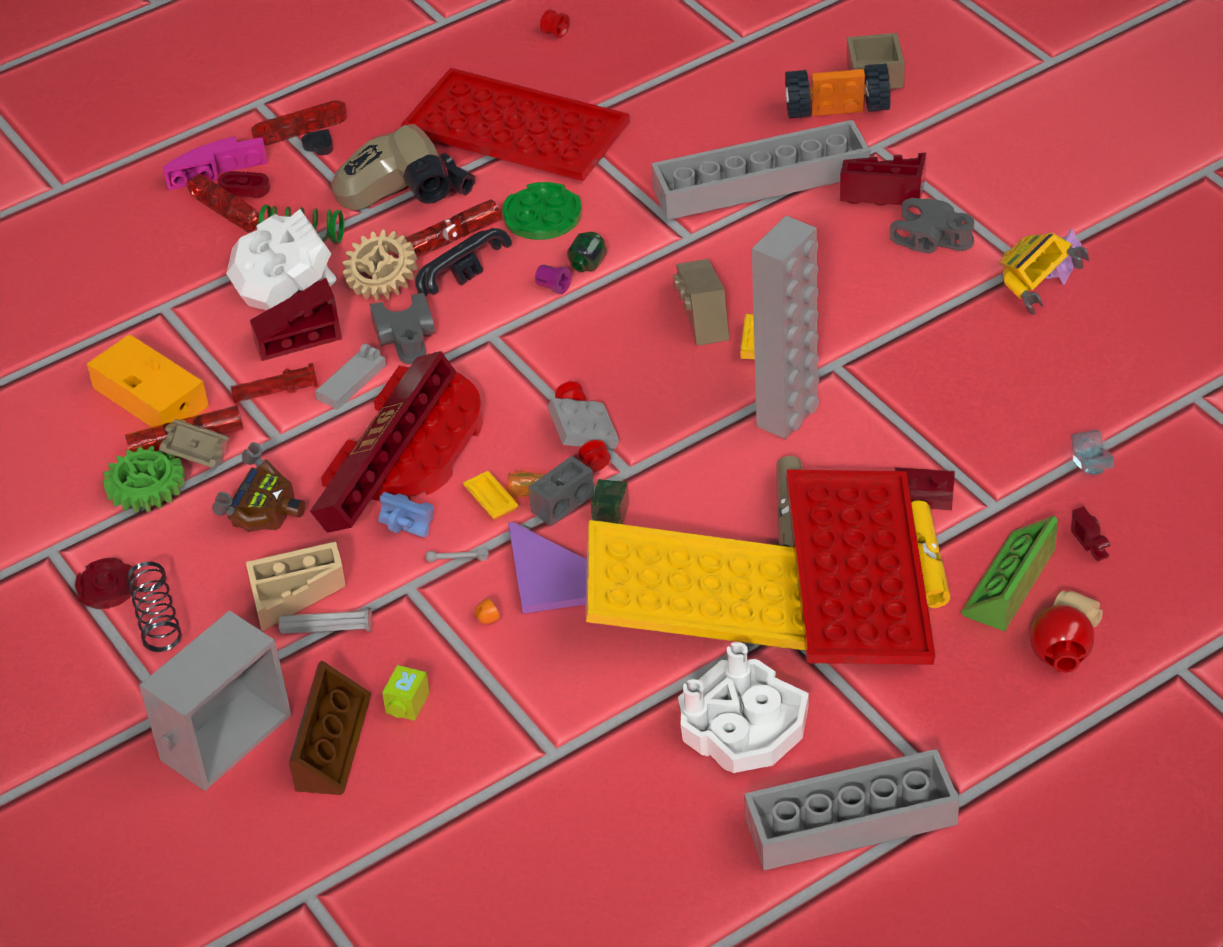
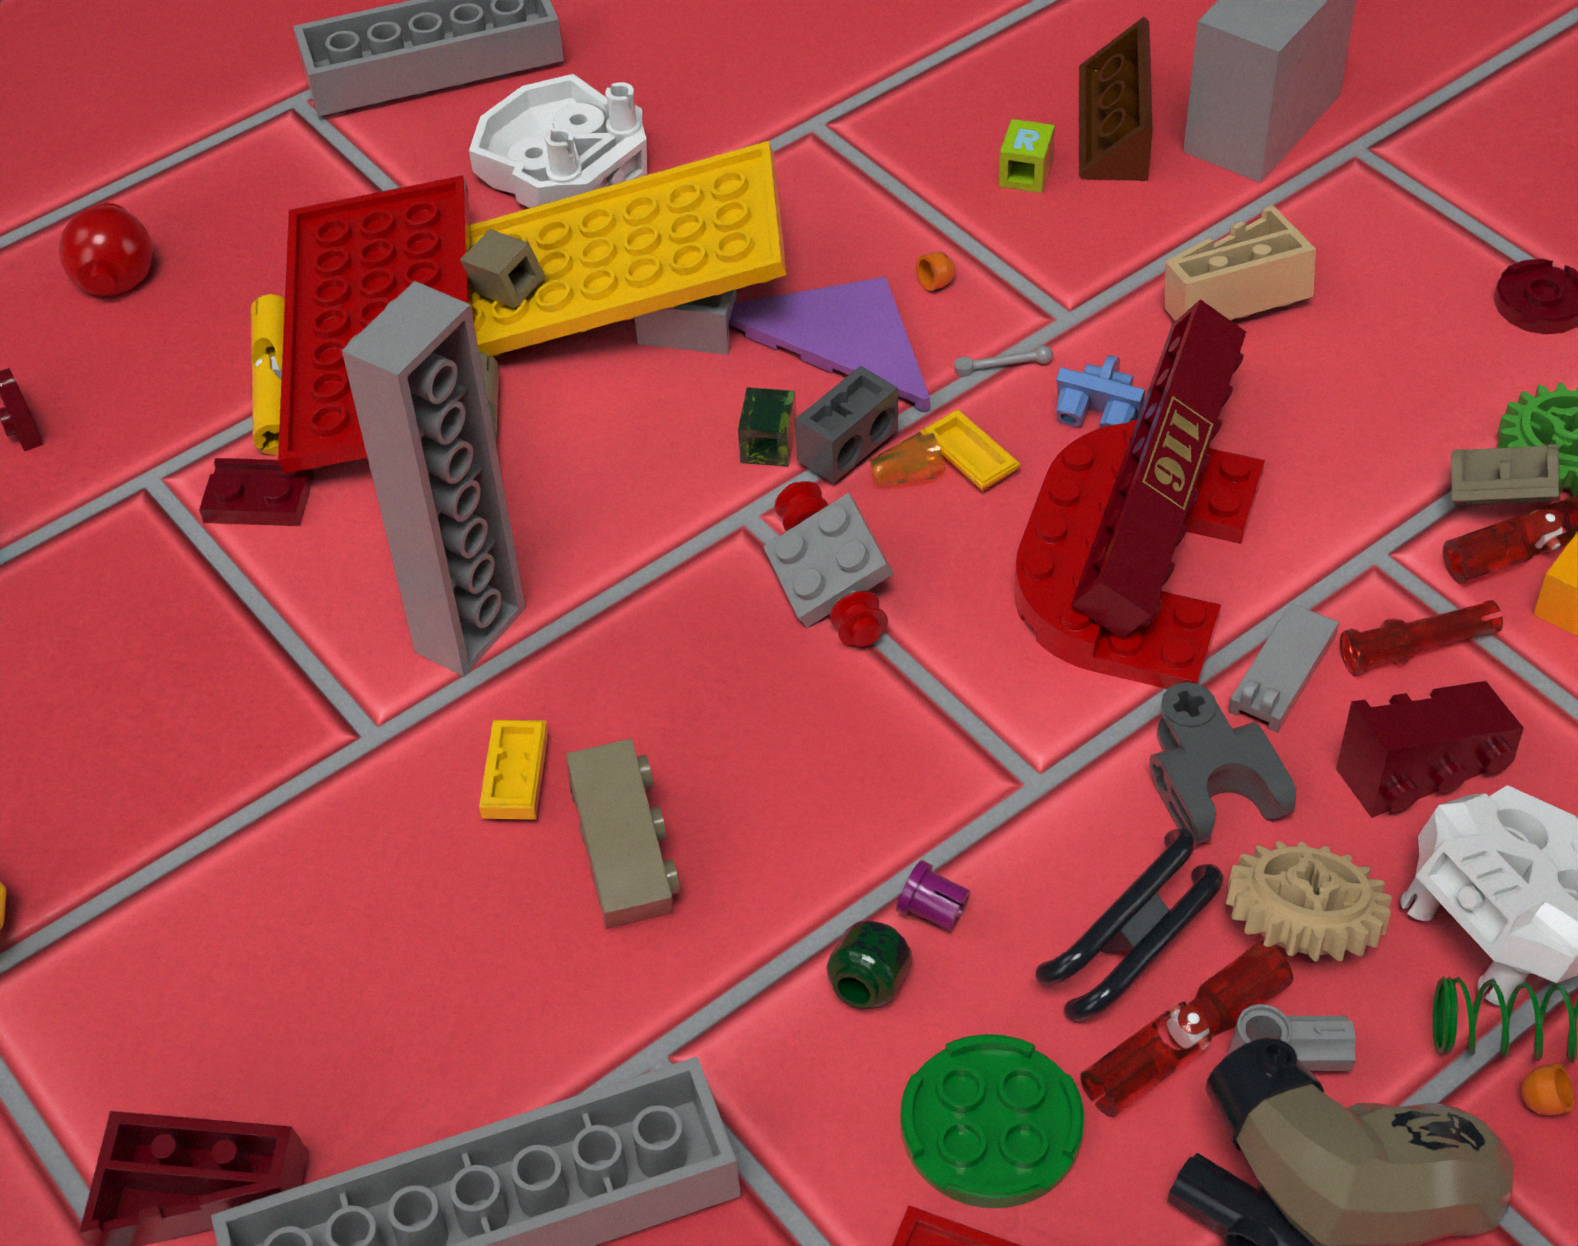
camera: 175 degrees right, 5 degrees up
(161, 582) = (1421, 210): black piece -> none
(262, 498) = (1348, 402): torso -> none
(307, 205) = (1549, 1090): none -> orange hinge
(326, 622) = (1151, 247): light grey axle -> none
(406, 223) = (1319, 1041): none -> light grey piece
(774, 570) = (503, 268): none -> dark tan brick
(934, 227) = (112, 1054): dark grey piece -> none
(1012, 574) = (146, 344): bright green slope -> none
(1088, 606) = (72, 302): tan brick -> none

